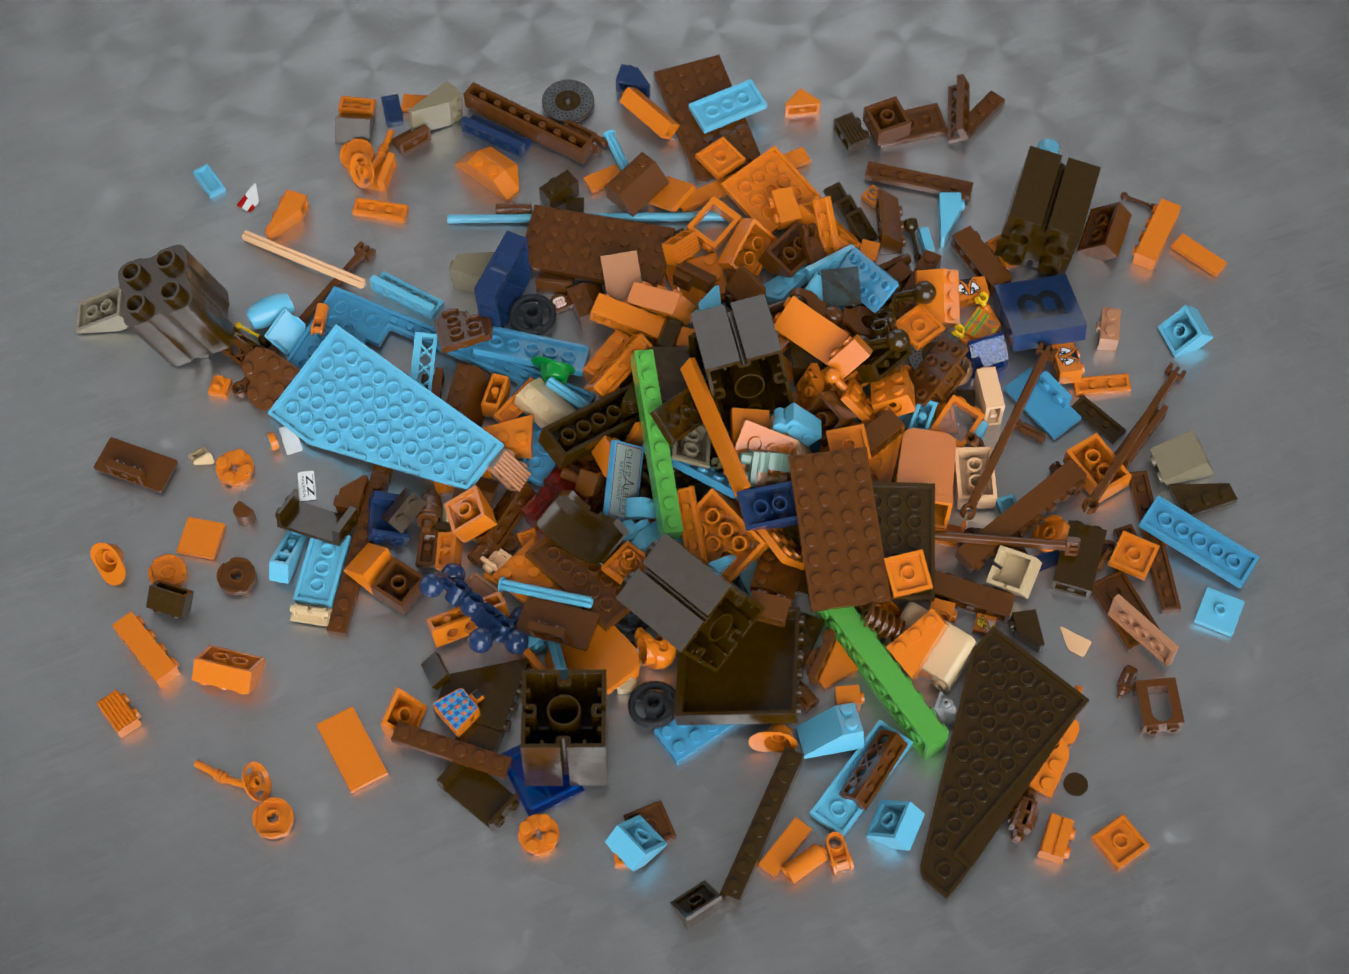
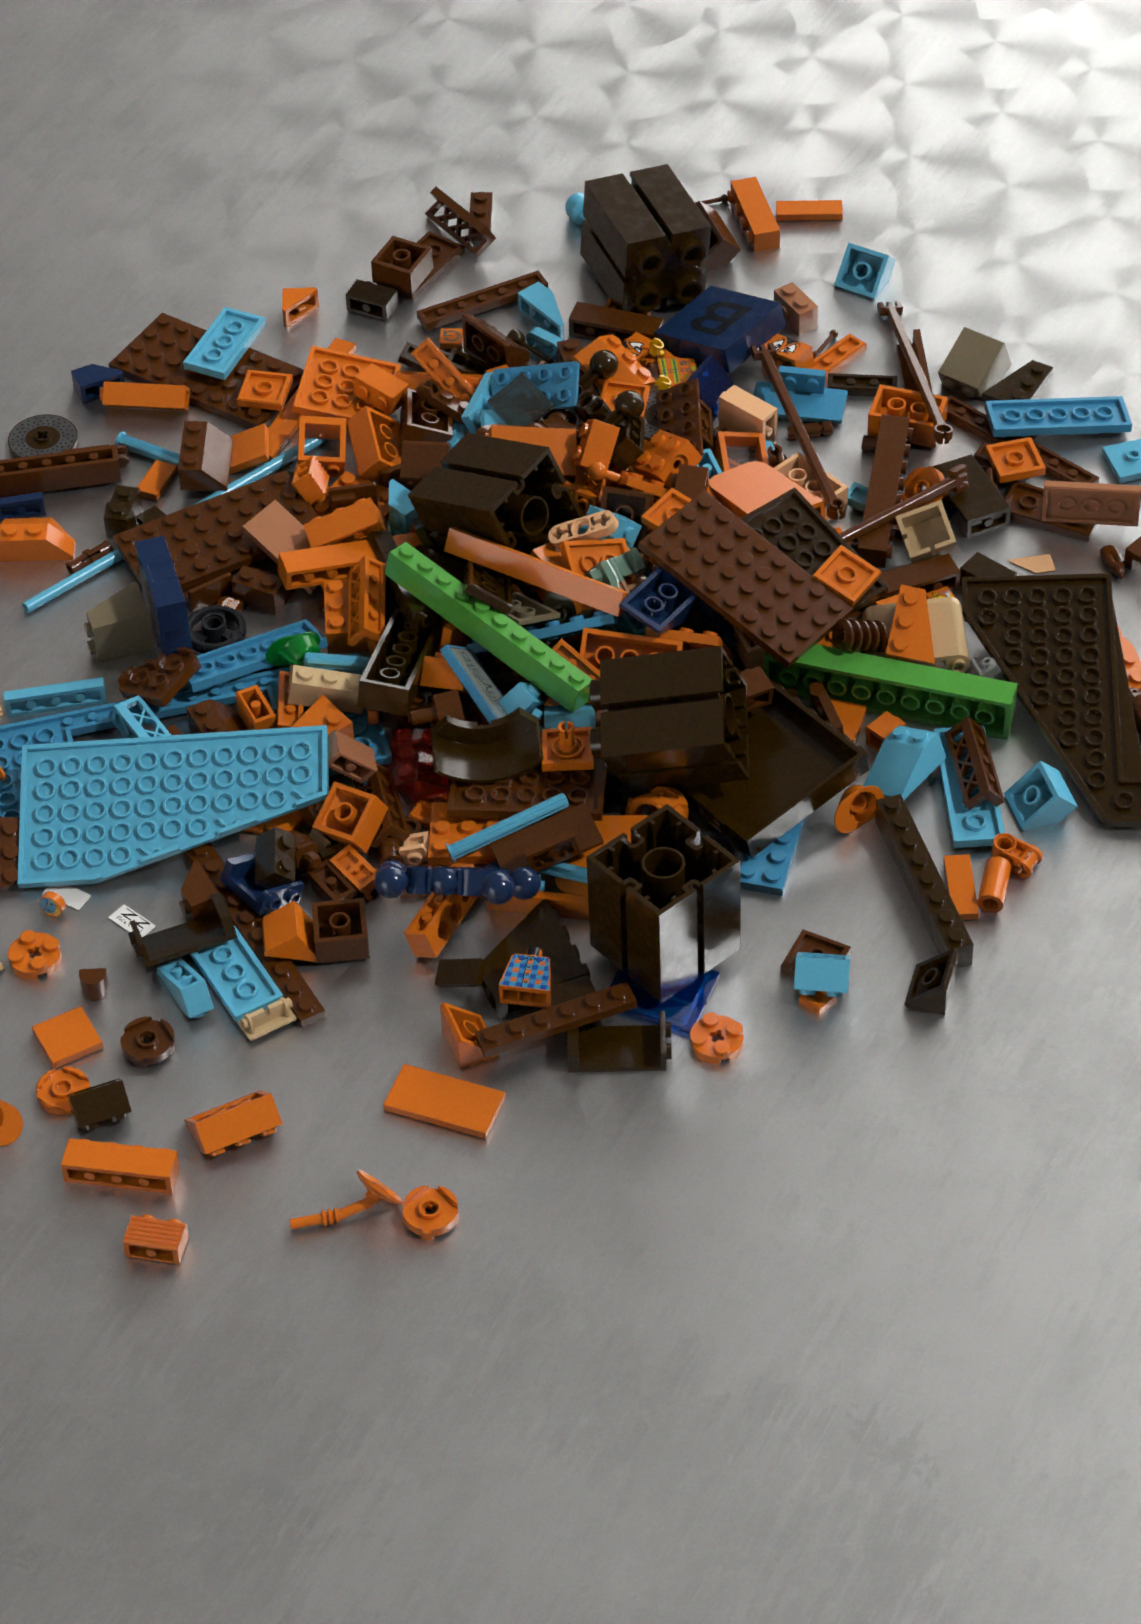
camera: 40 degrees left, 15 degrees down
(775, 423) = (594, 531): none -> light nougat beam
(1118, 365) = (833, 334): none -> reddish brown hinge

